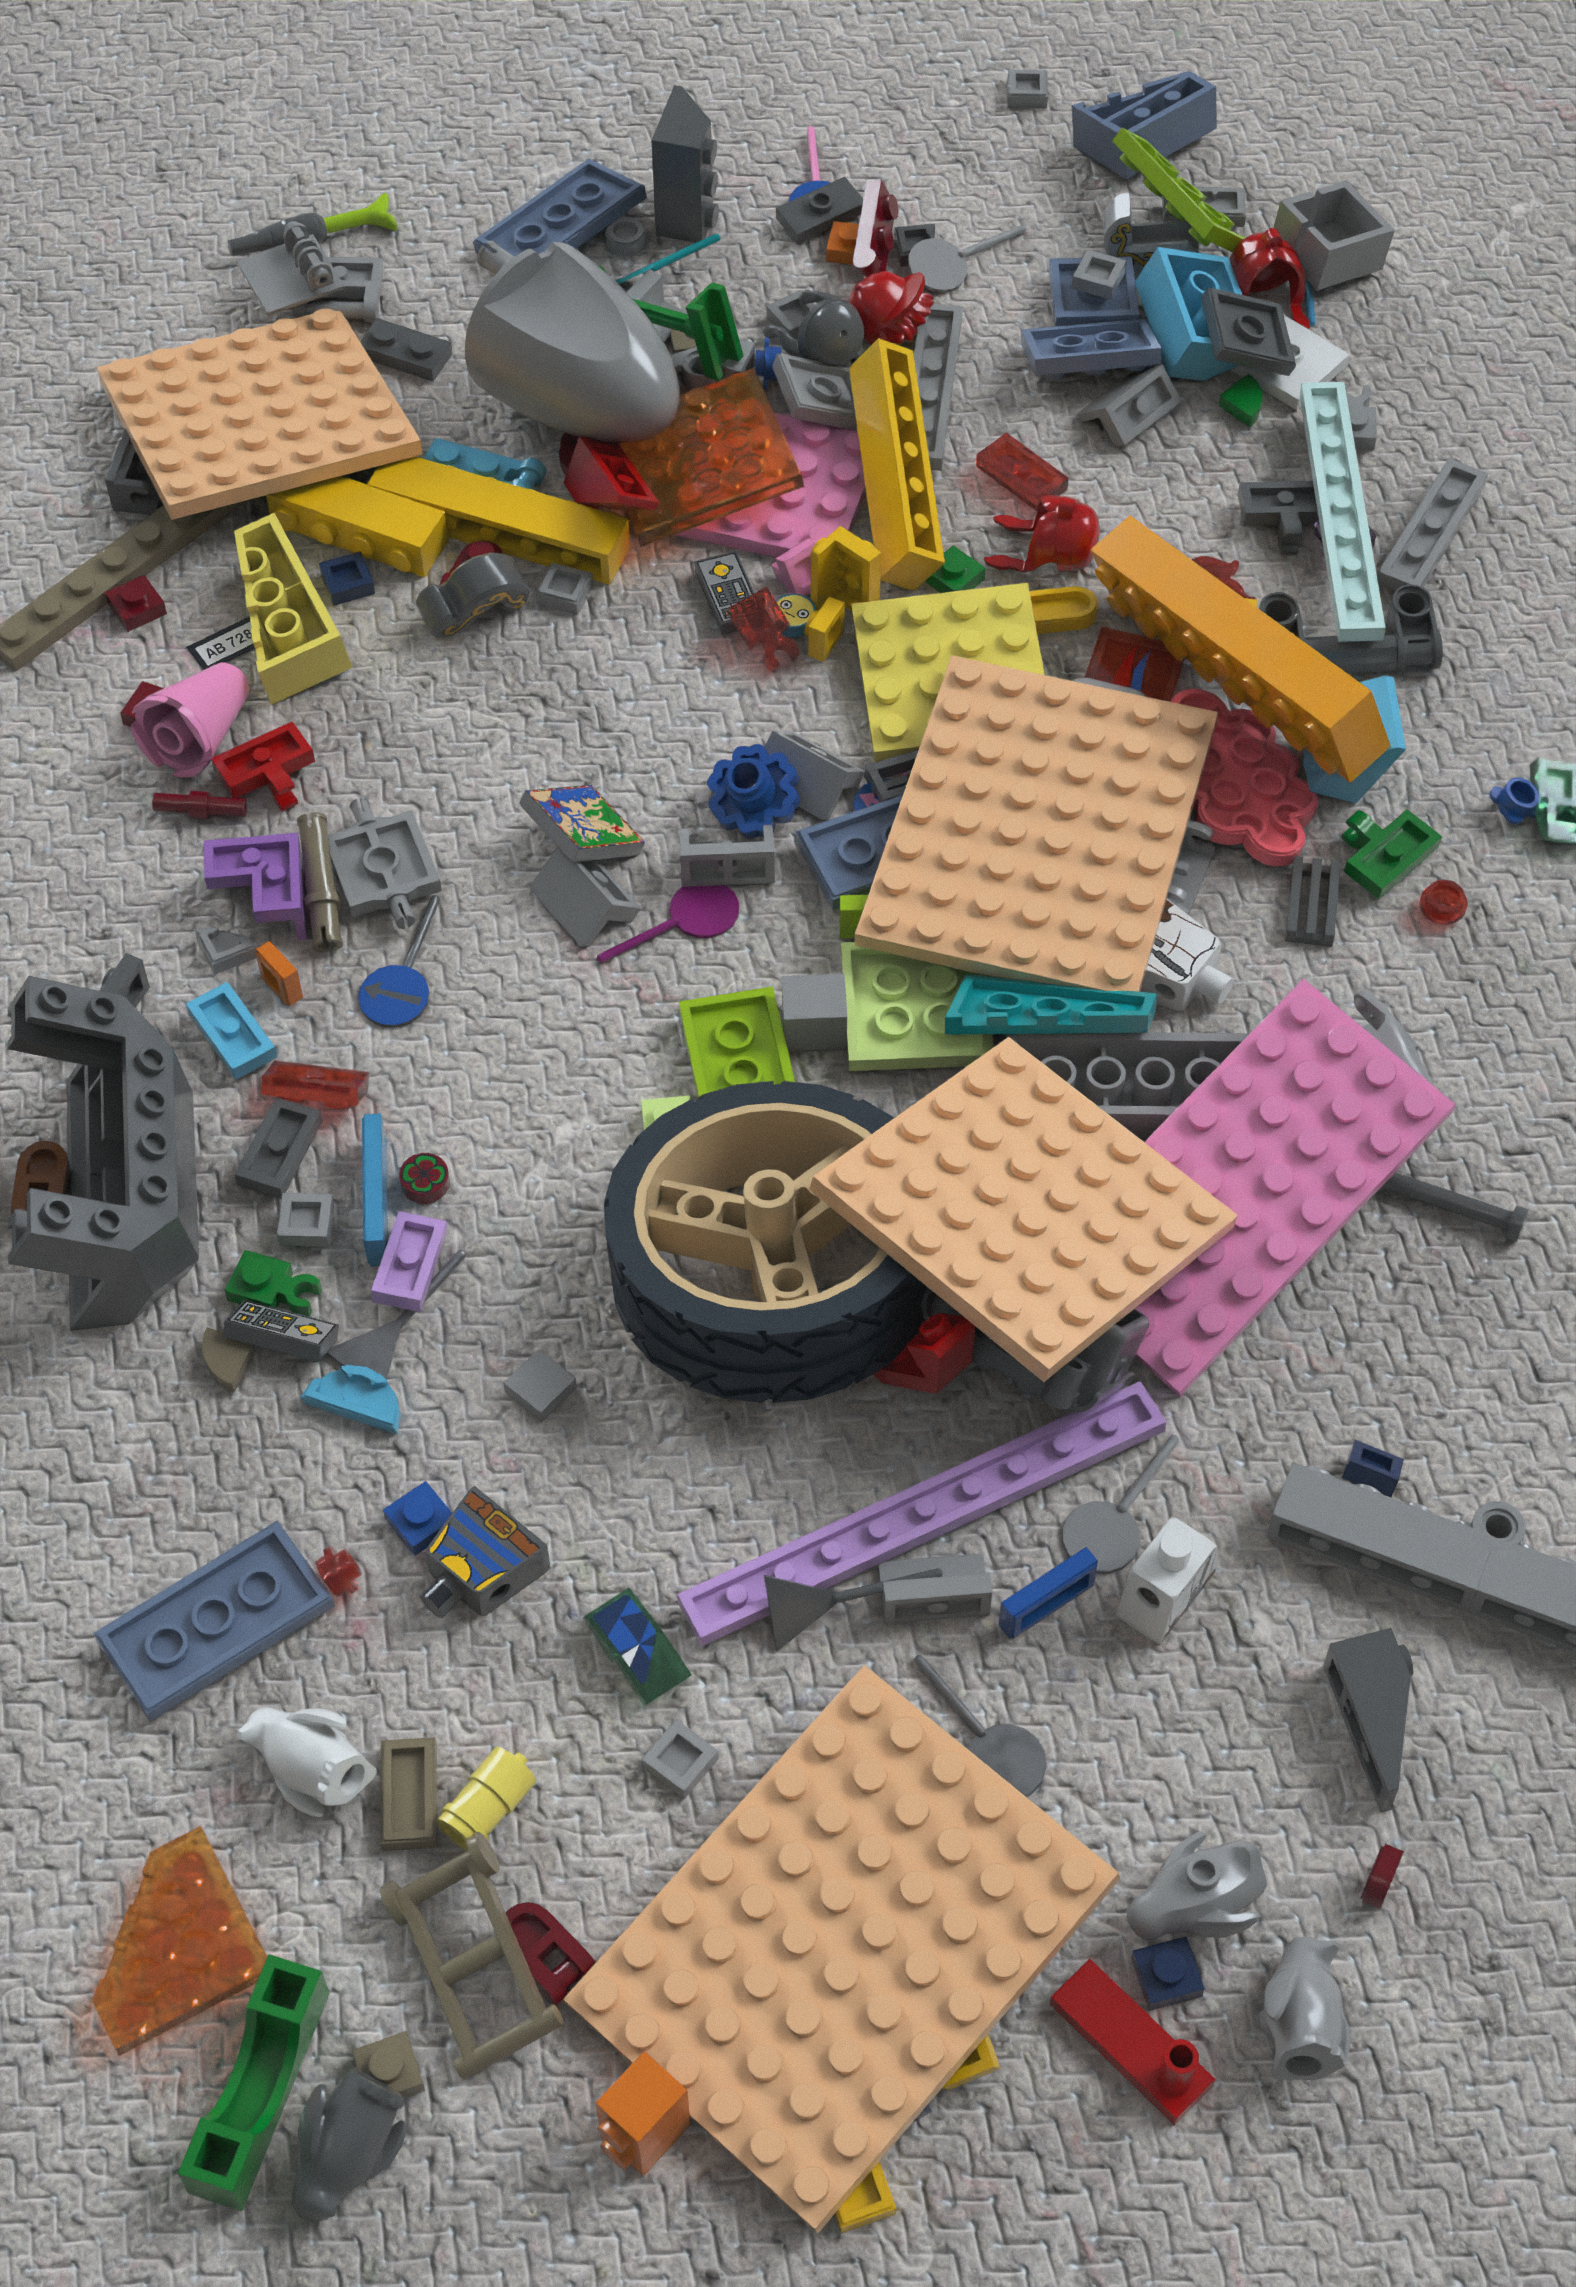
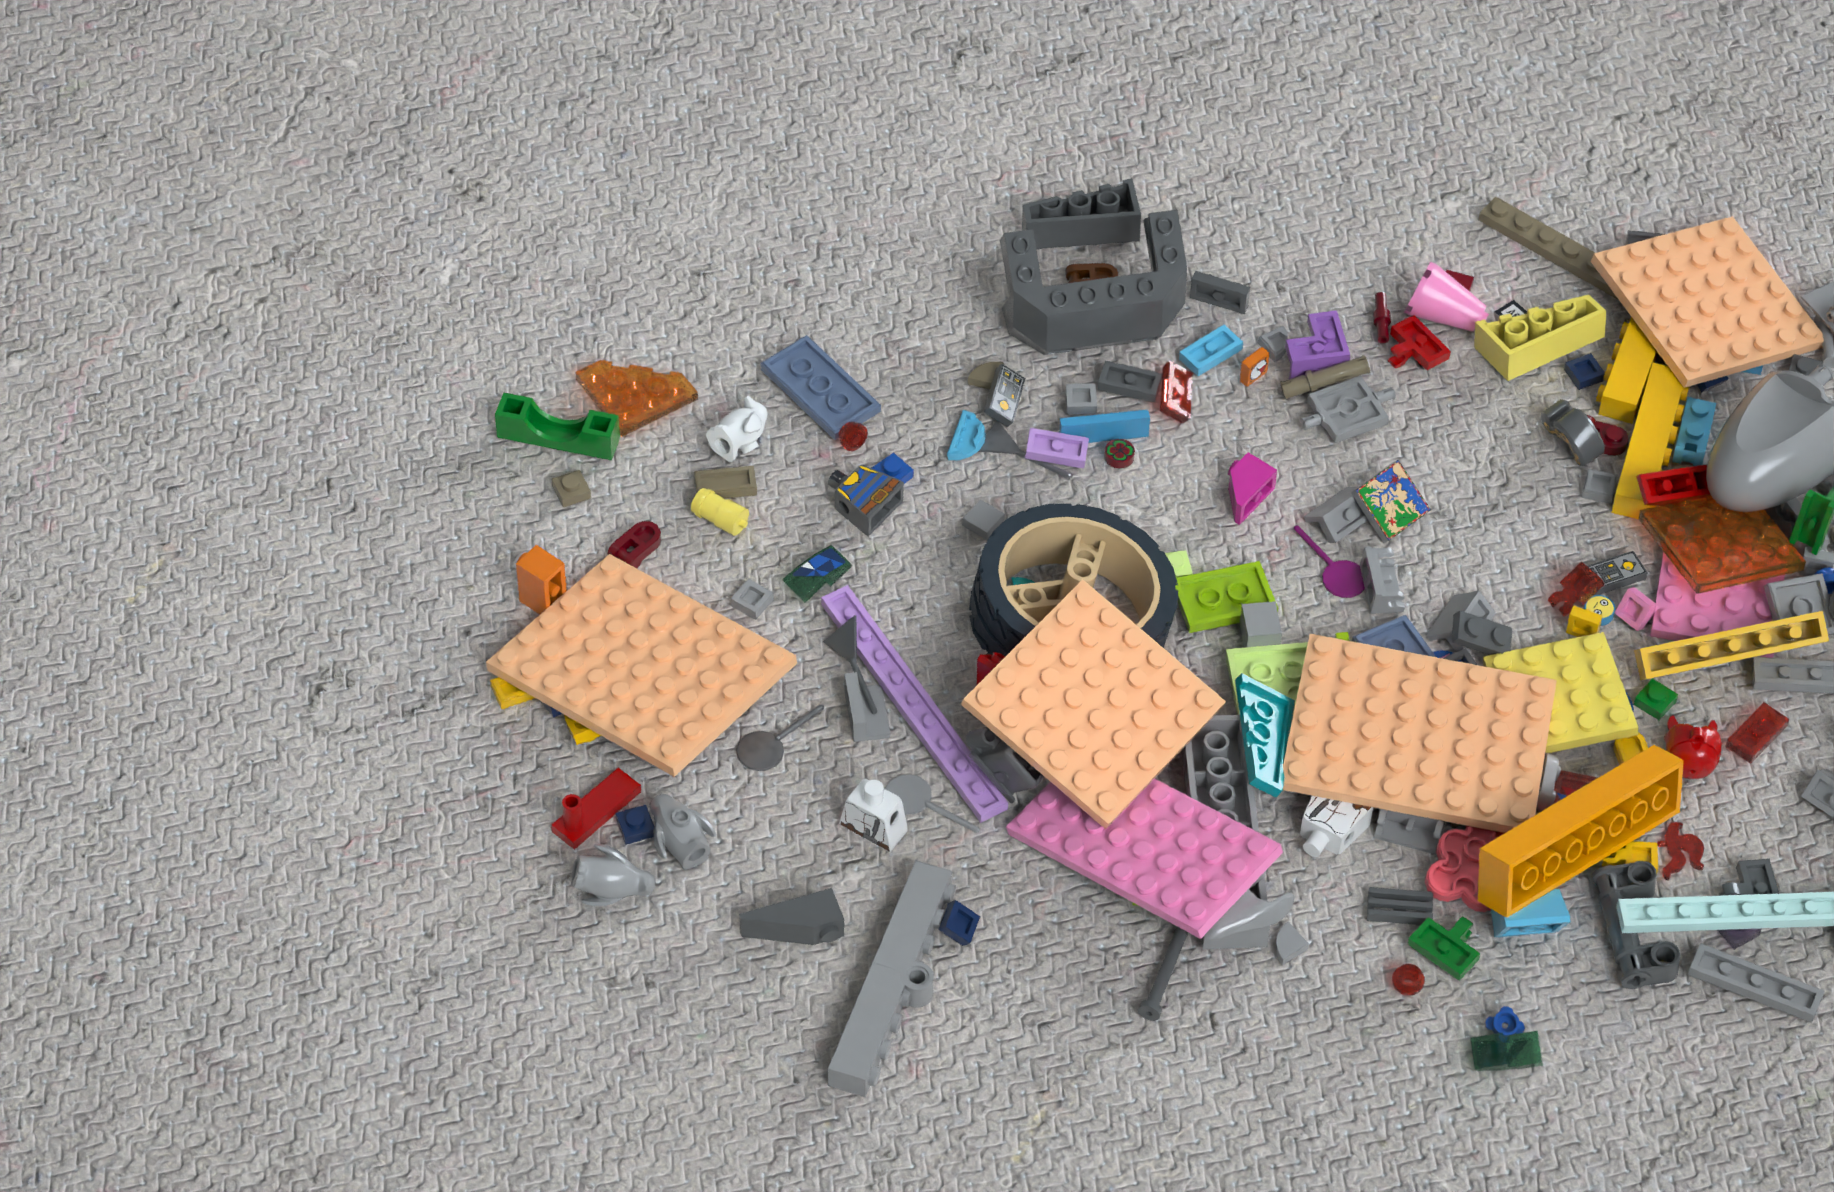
camera: 85 degrees right, 5 degrees down
(136, 603) = (1542, 268): dark red plate -> none
(270, 1283) = (1038, 389): green plate -> none
(344, 2142) = (529, 466): dark grey animal -> none
(398, 993) = (1257, 429): blue piece -> none
(404, 1908) = (658, 481): dark tan piece -> none
(525, 1005) = (1249, 485): none -> dark pink slope
(753, 790) = (1435, 589): blue plant -> none
(844, 569) = (1624, 622): yellow bracket -> none
(846, 741) = (1480, 634): none -> dark grey plate
(1048, 1593) = (861, 758): blue tile -> none
(1381, 1876) = (693, 921): dark red tile -> none

